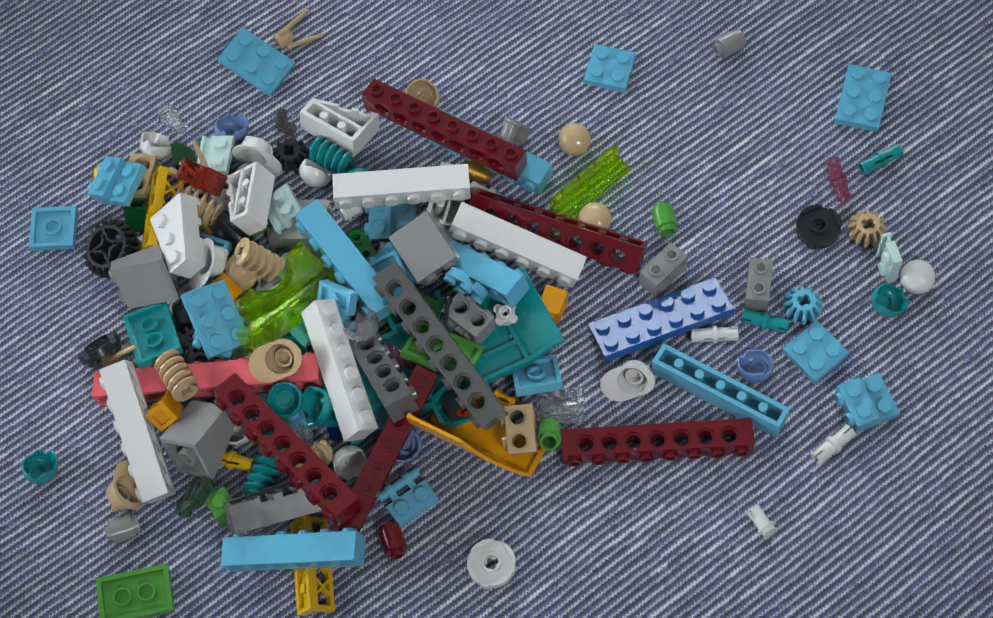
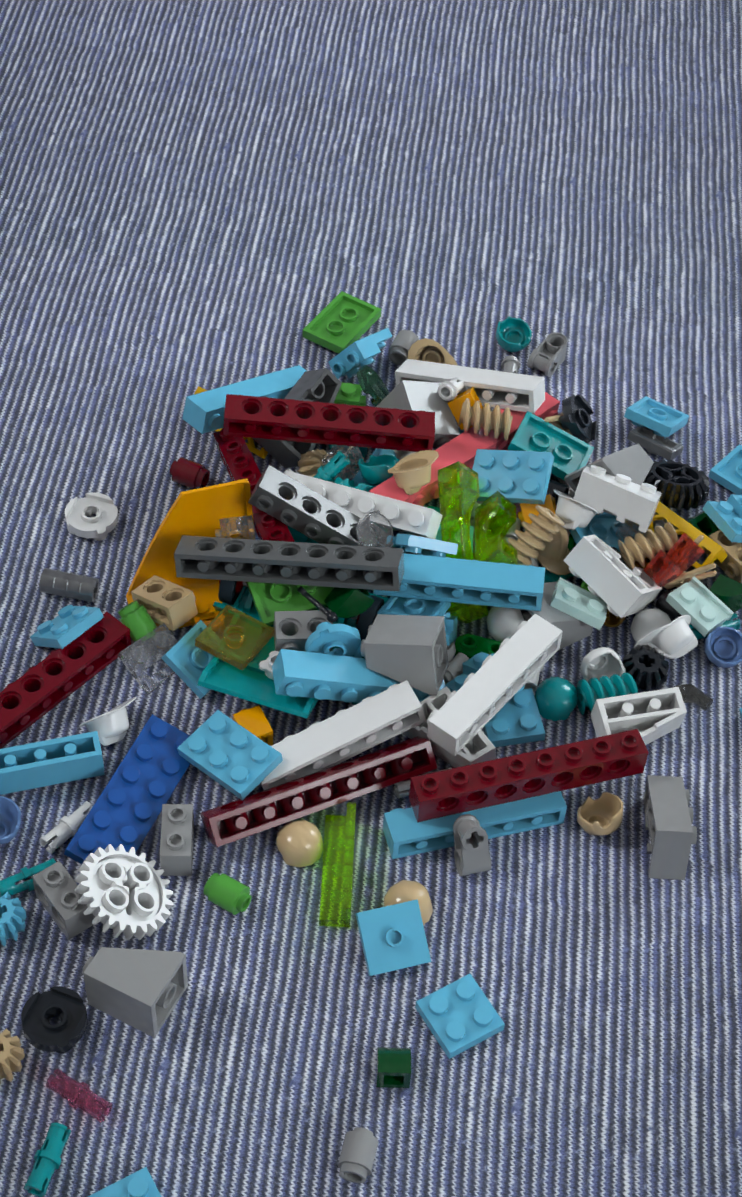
camera: 125 degrees right, 15 degrees down
(45, 428) = (549, 354): none -> light grey piece
(47, 311) = (656, 416): none -> medium azure plate
(73, 297) = (655, 444): none -> flat silver plate
(80, 441) = (510, 364): none -> light grey pin
(166, 423) = (449, 389): none -> white pin
(168, 535) = (359, 354): none -> medium azure plate
(321, 429) = (333, 467): none -> teal pin
(396, 60) = (669, 826): none -> light grey wedge
(438, 415) = (236, 525): none -> clear brick
(510, 353) = (234, 637): none -> clear yellow plate
(561, 512) = (69, 585): none -> flat silver axle
(587, 286) = (230, 754): none -> medium azure plate
(595, 470) = (66, 627): none -> medium azure plate
(604, 122) = (393, 937): none -> medium azure plate
(669, 68) = (393, 1067): none -> dark green brick
(724, 255) = (124, 892): none -> white gear
(764, 197) = (136, 985): none -> light grey slope

